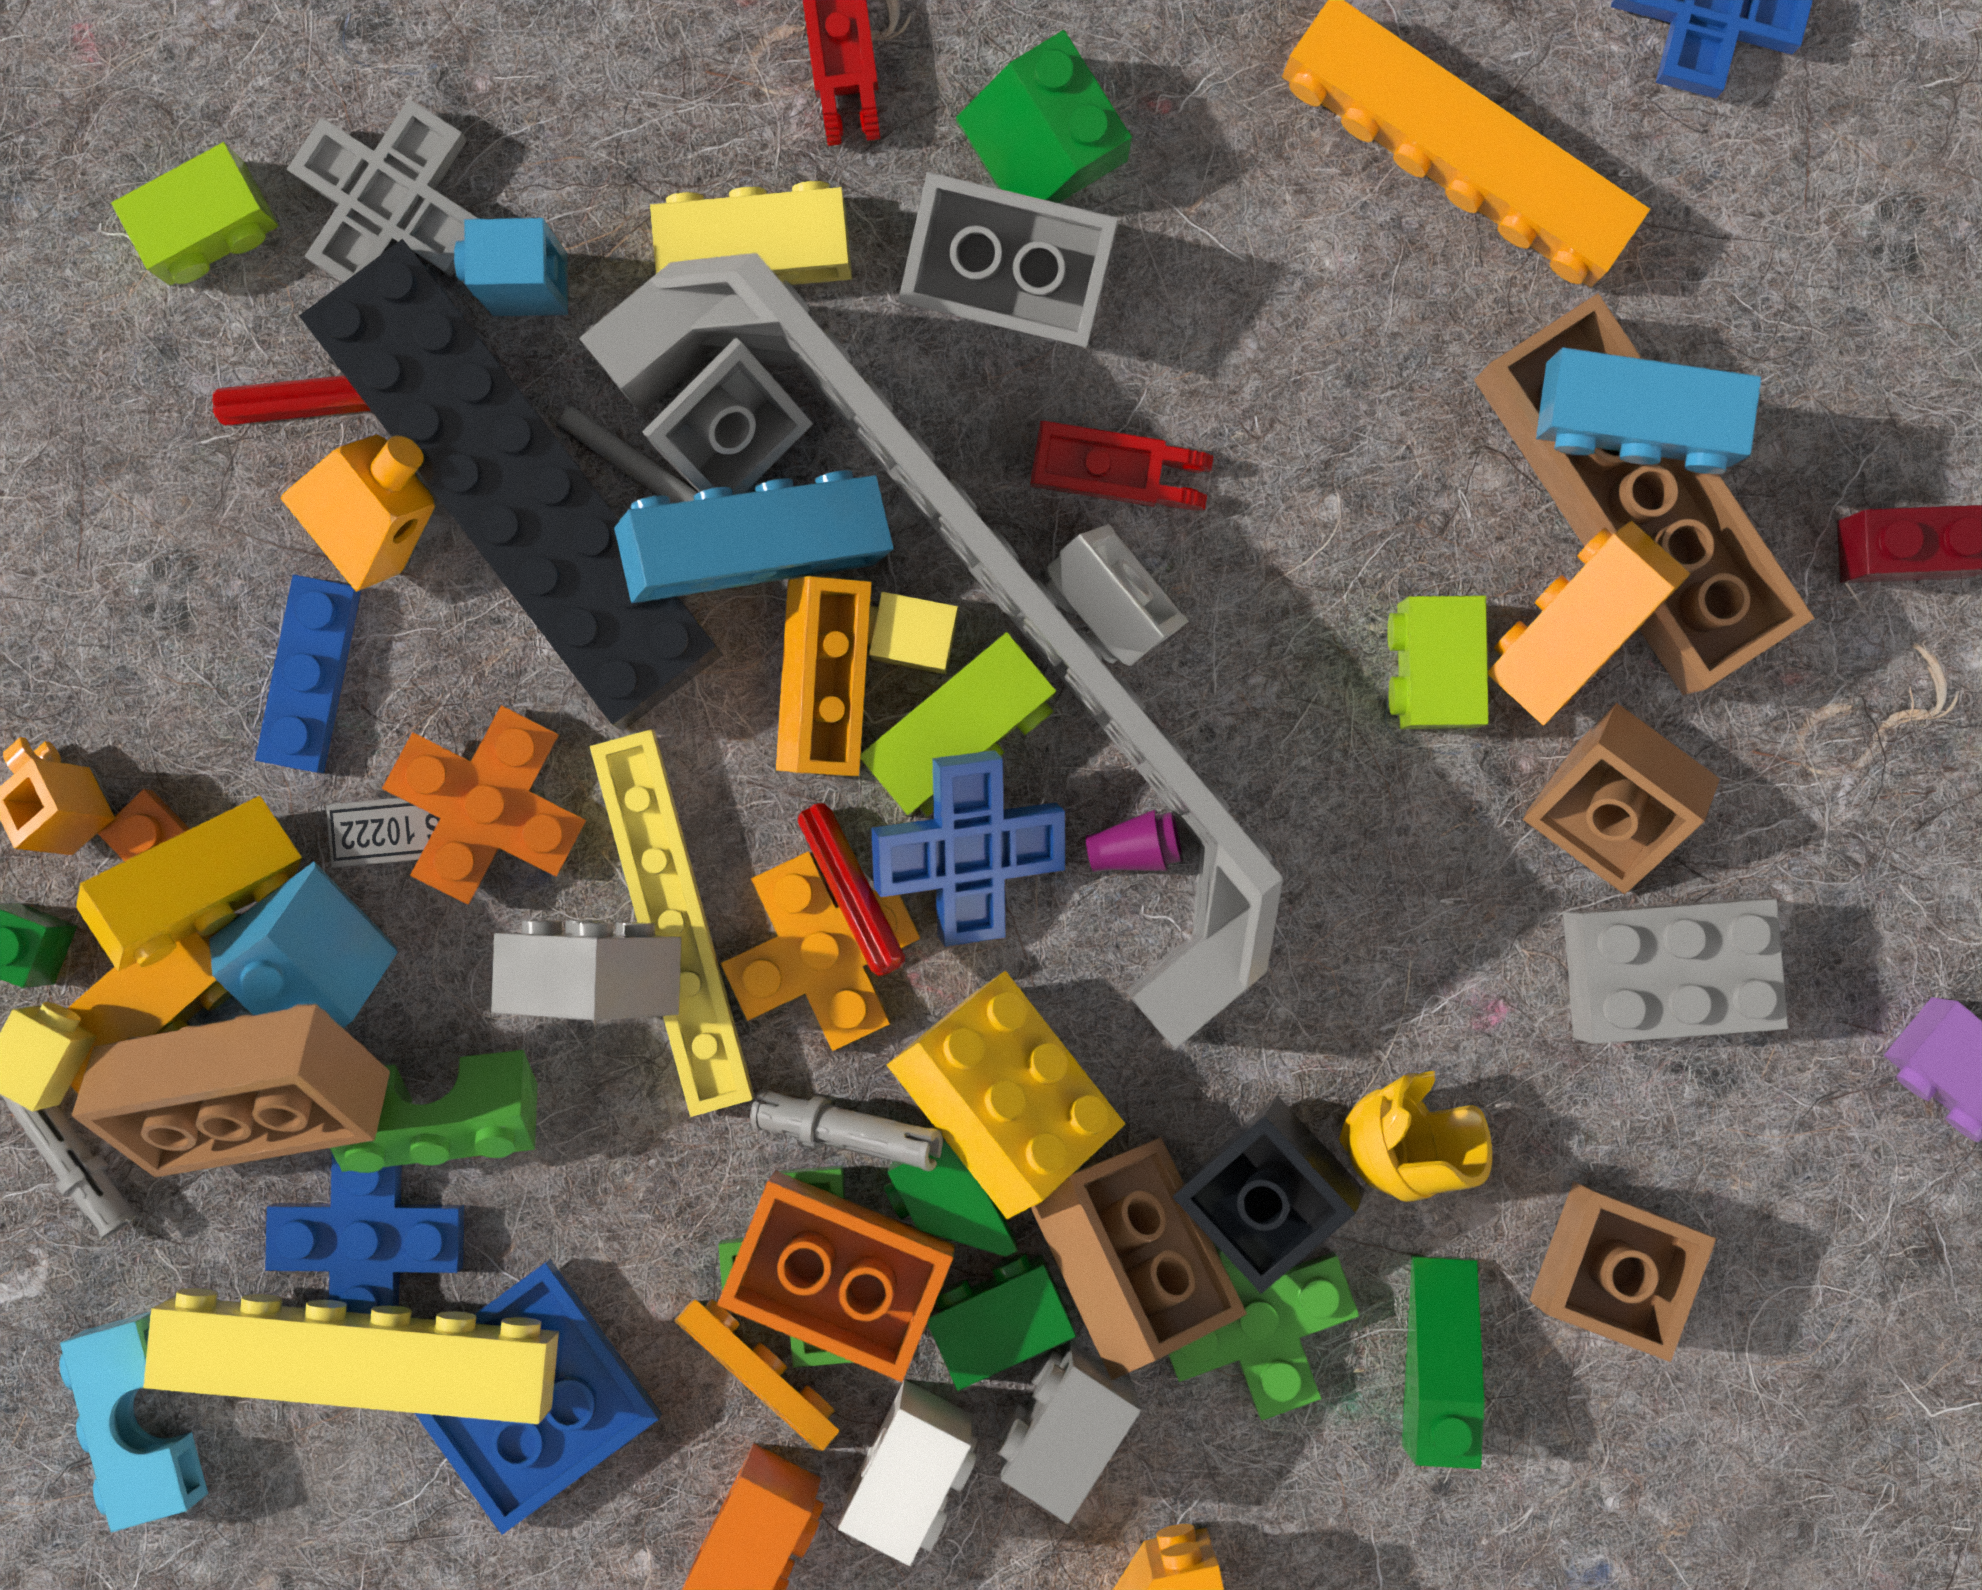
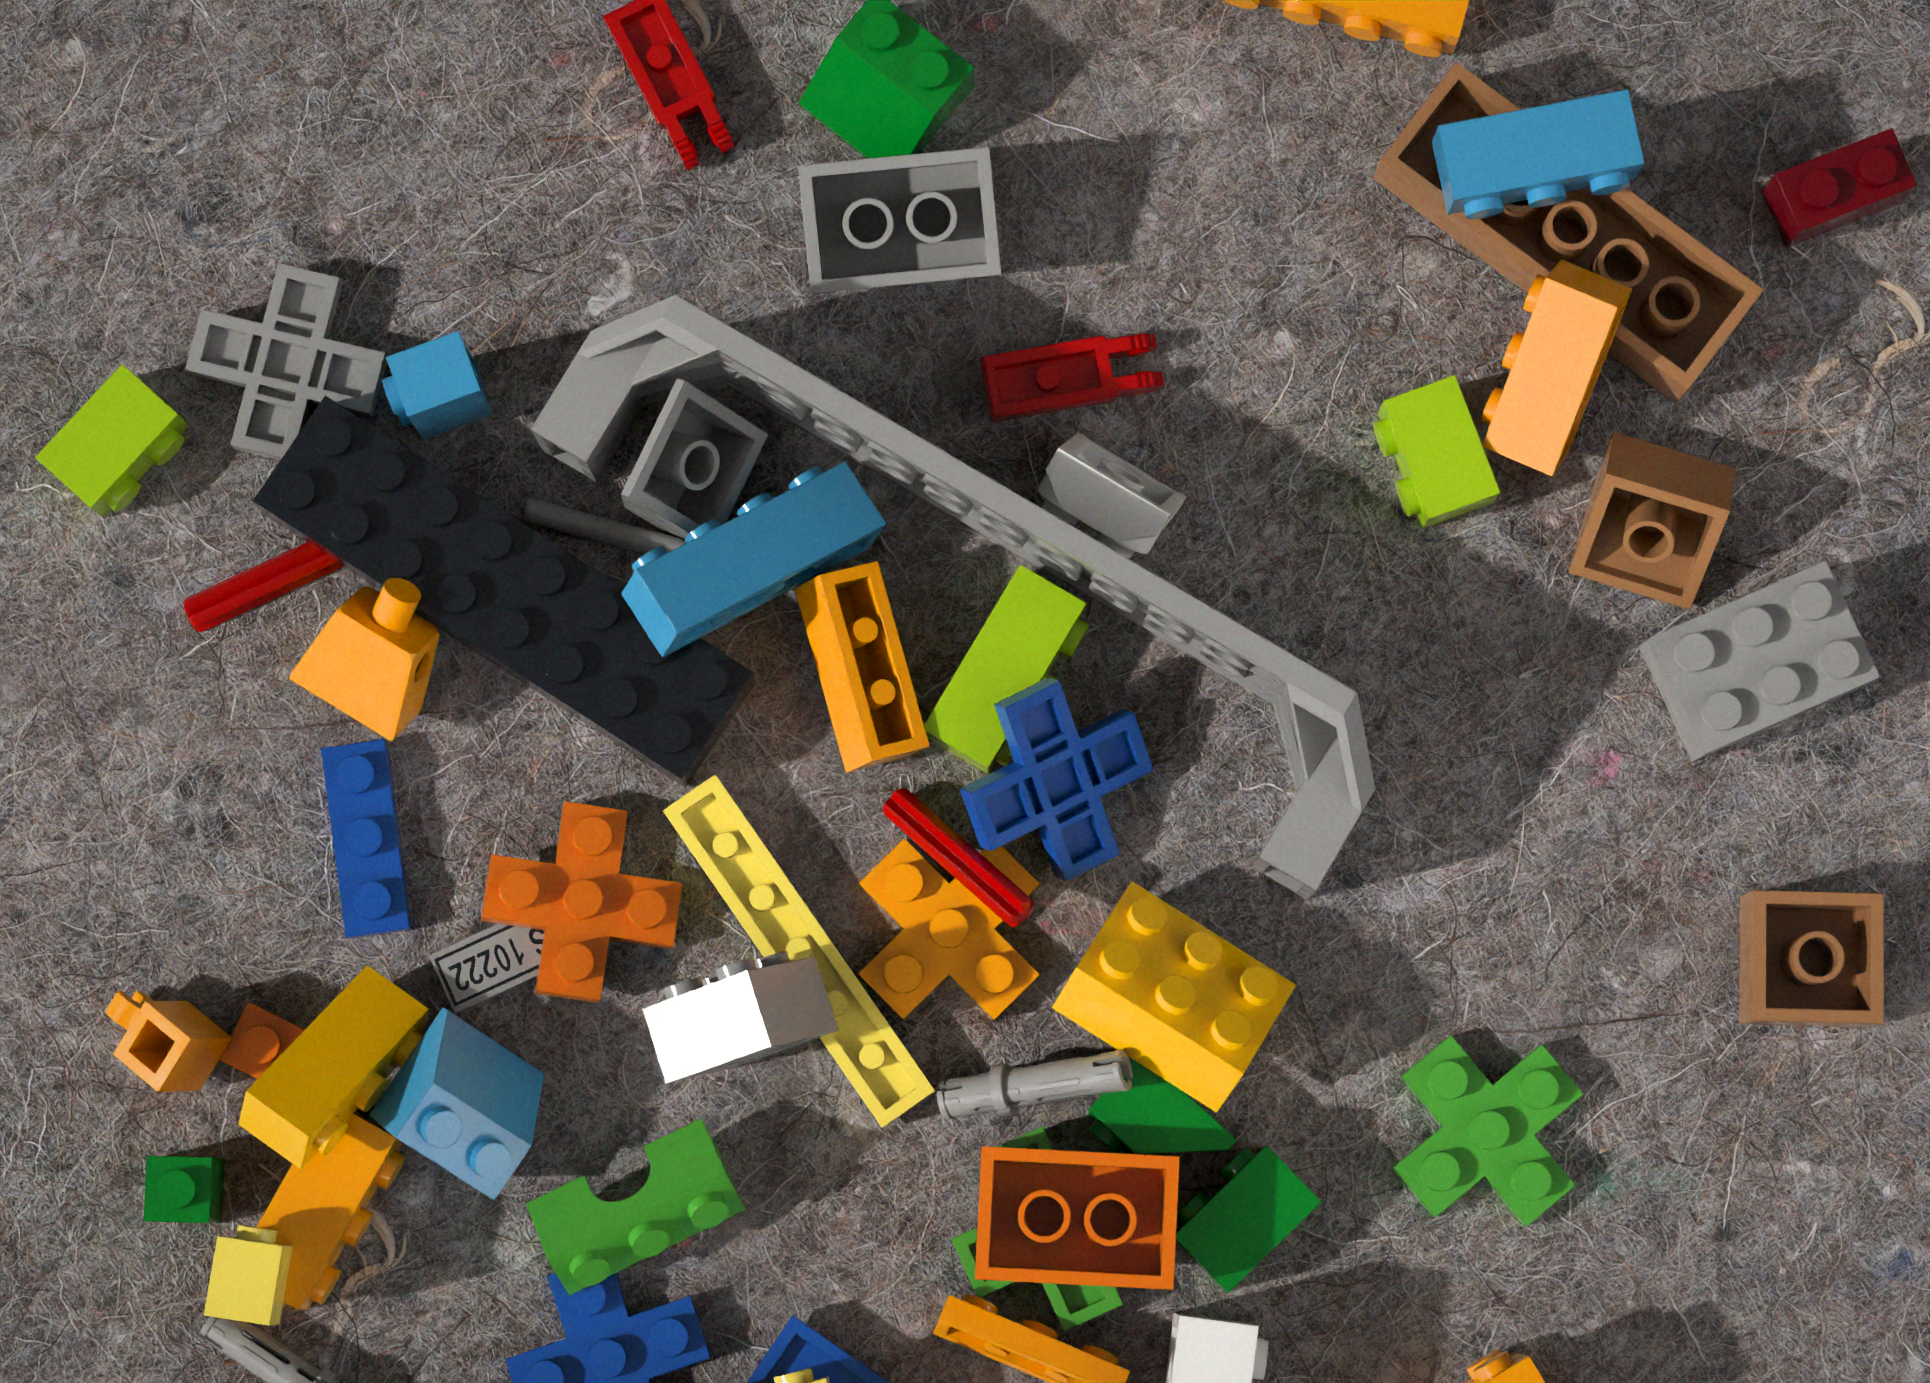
camera: 20 degrees left, 5 degrees down
(233, 1091) = (448, 1244): medium nougat brick -> none
(794, 232) = (687, 260): light yellow brick -> none
(912, 632) = (931, 597): light yellow brick -> none
(1066, 1430) = (1343, 1290): light grey brick -> none
(1136, 1259) = (1351, 1108): medium nougat slope -> none
(1137, 844) = (1213, 722): magenta cone -> none
(1270, 1195) = (1455, 1006): black slope -> none
(1416, 1151) = (1572, 918): yellow helmet -> none
(1444, 1364) = (1678, 1108): green slope -> none

